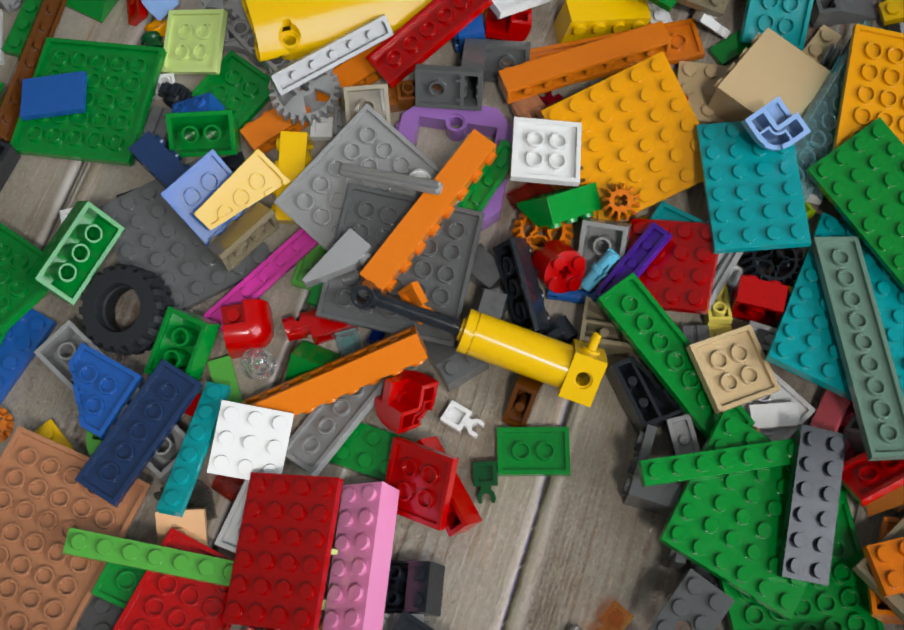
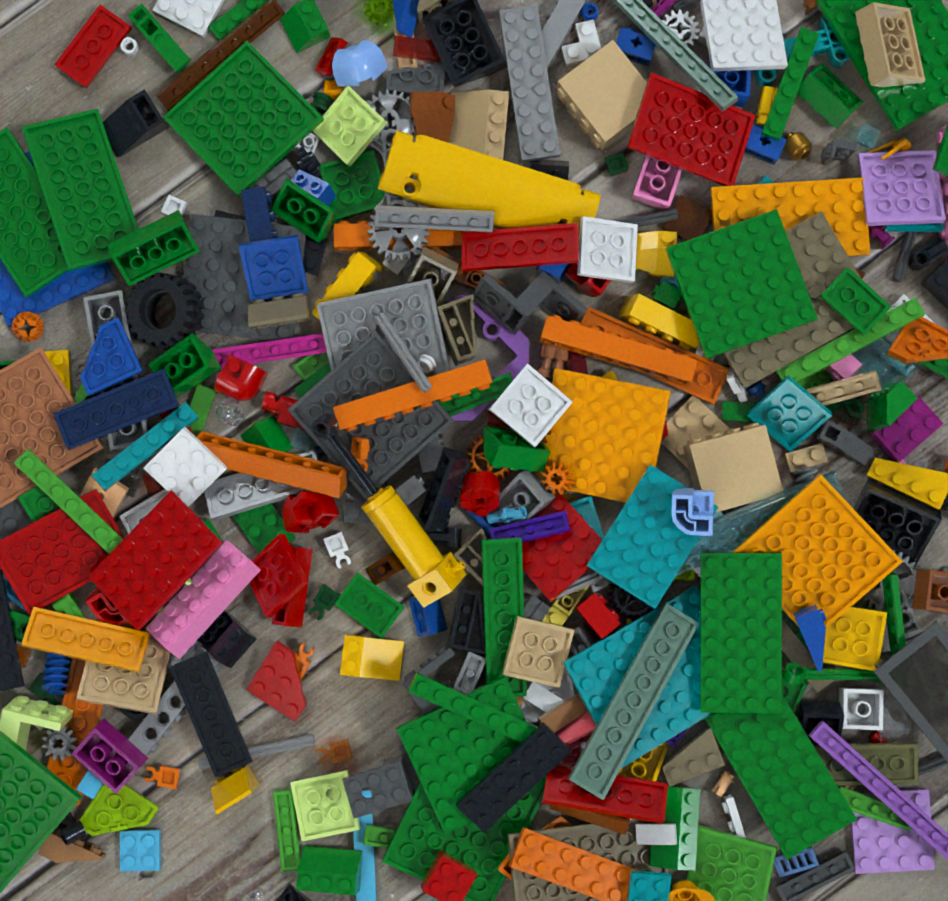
camera: 30 degrees right, 15 degrees up
(53, 95) = (220, 98): blue tile -> none
(243, 188) = (304, 278): yellow wing -> none
(342, 258) = (332, 385): light grey slope -> none
(427, 132) = (459, 329): none -> dark tan wedge
(501, 593) = (280, 682): none -> red plate
(506, 559) = (302, 660): none -> orange plate
(573, 501) = (372, 657): none -> yellow slope
(596, 422) = (428, 619): none -> blue panel
(730, 19) = (757, 389): none -> blue plate
(805, 407) = (564, 713): none -> medium nougat tile

